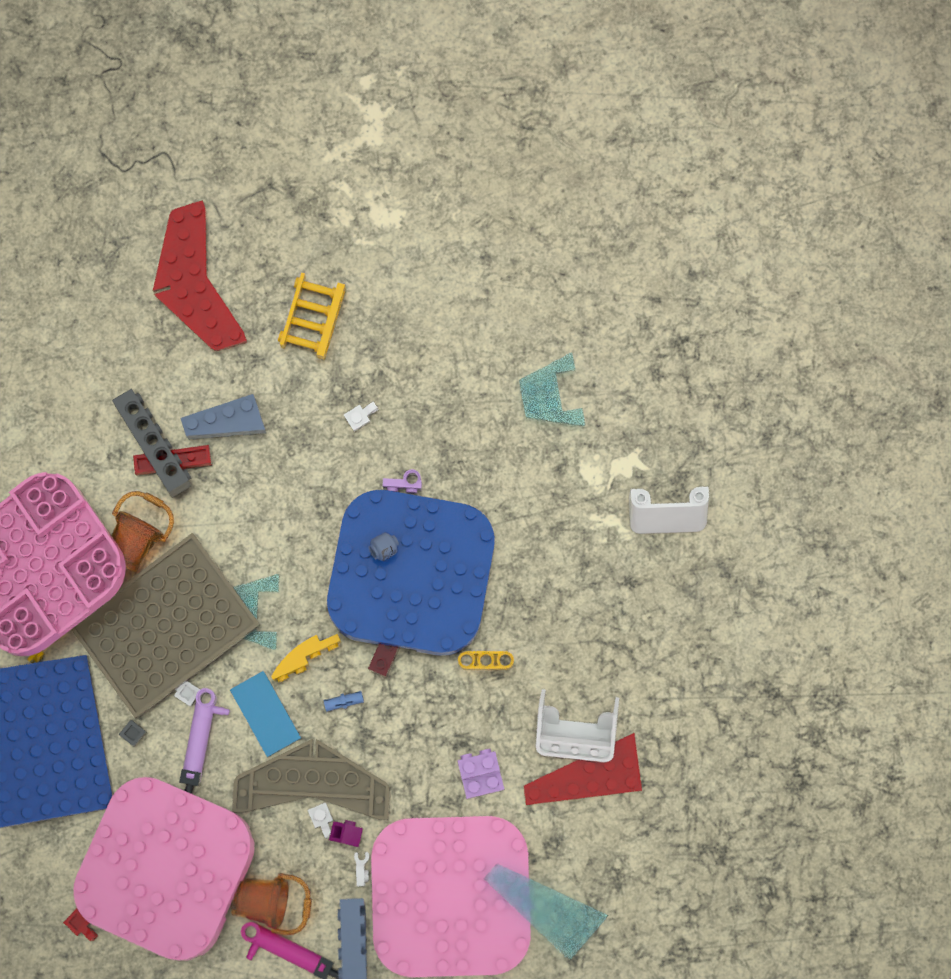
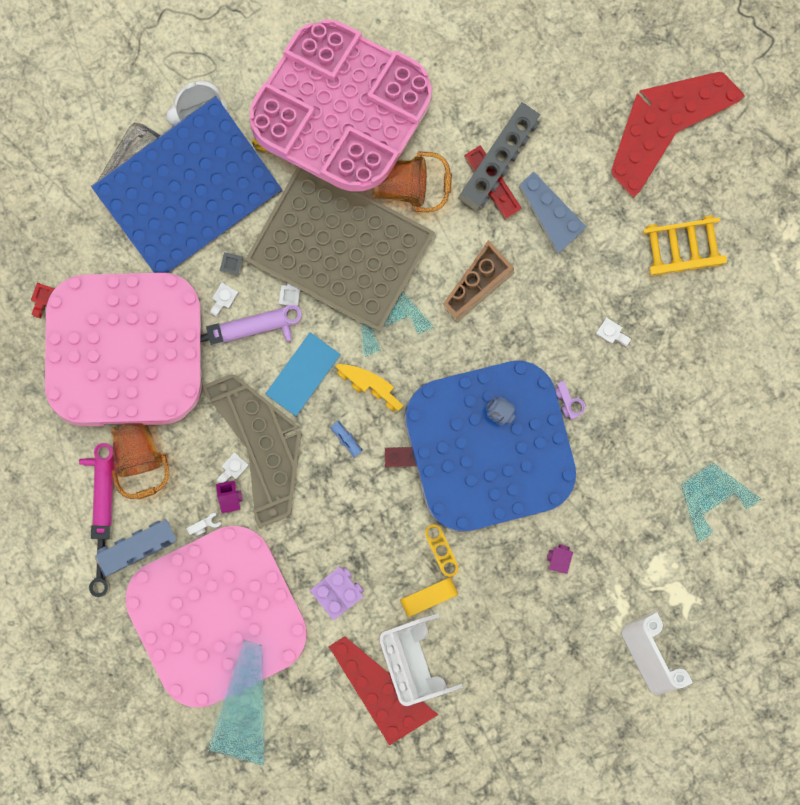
camera: 65 degrees right, 5 degrees up
(160, 755) = (224, 298): none -> white plate
(255, 509) = (480, 280): none -> medium nougat wedge
(523, 692) = (429, 597): none -> yellow beam
(543, 556) = (560, 559): none -> magenta brick

